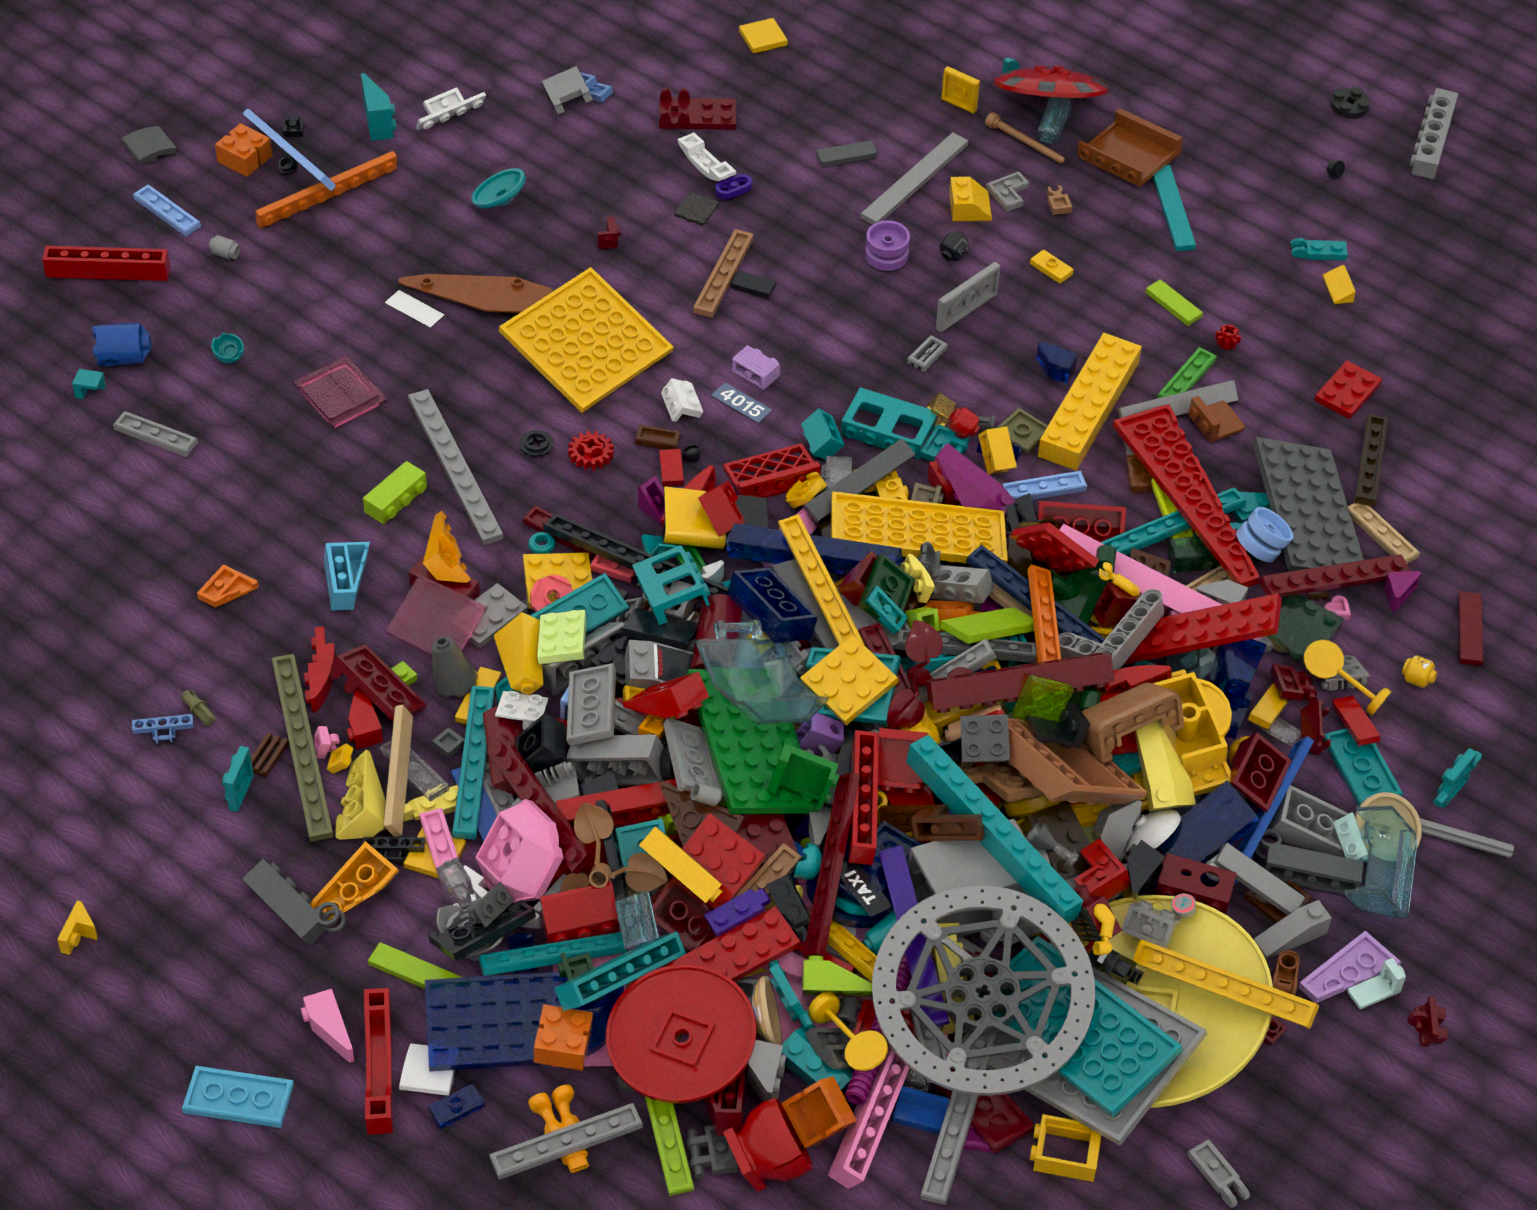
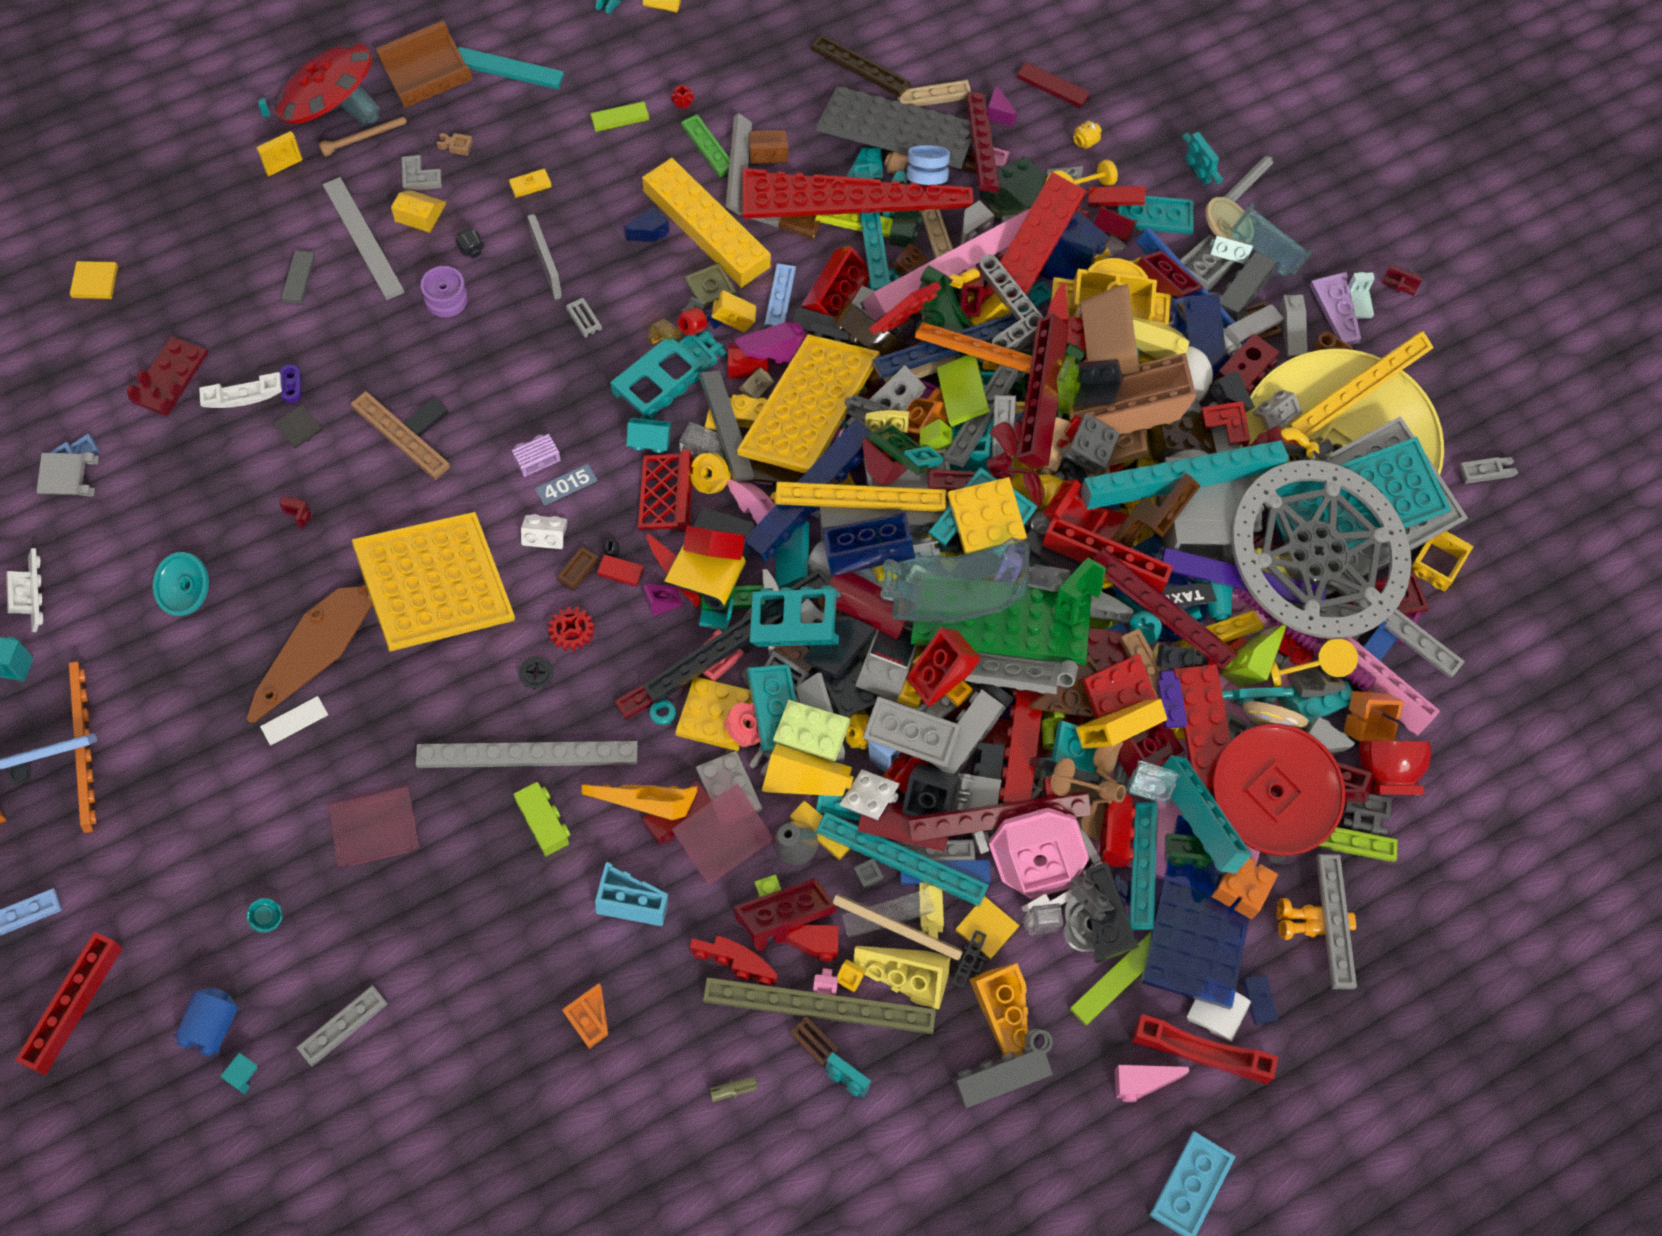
camera: 70 degrees left, 15 degrees up
(155, 726) = (747, 1122): medium blue piece -> none
(224, 247) = (109, 874): light grey brick -> none
(438, 836) = (980, 918): bright pink tile -> none
(1042, 838) = (1192, 446): piece -> none
(1183, 905) = (1274, 381): light grey tile -> none
(1348, 389) = (776, 46): red plate -> none

